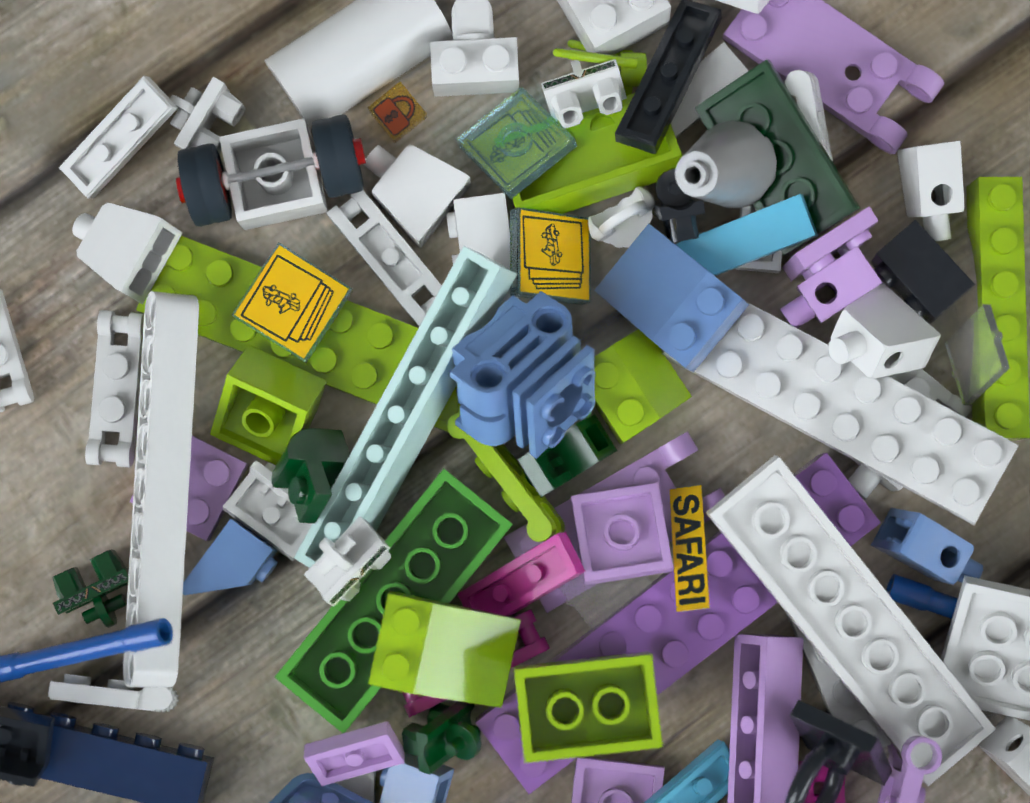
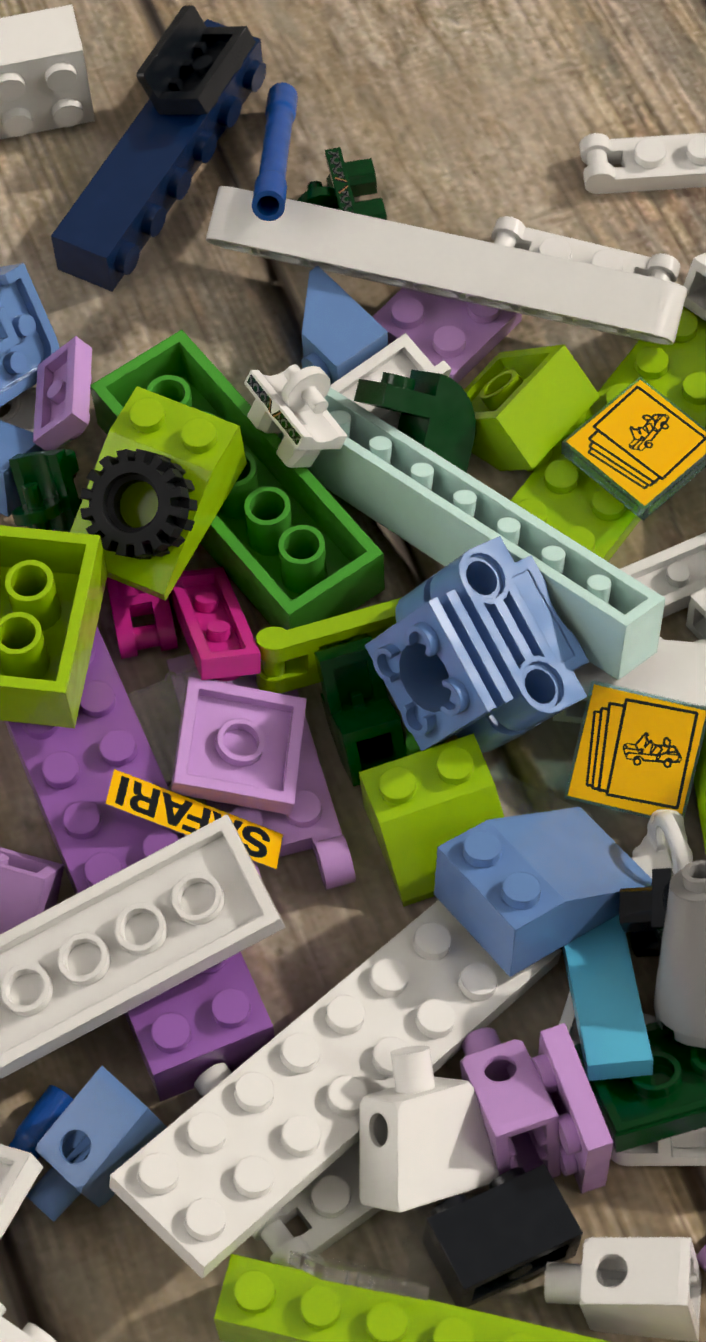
camera: 110 degrees right, 25 degrees down
(117, 694) = (230, 167): white hinge -> none
(494, 657) = (105, 504): none -> black tyre

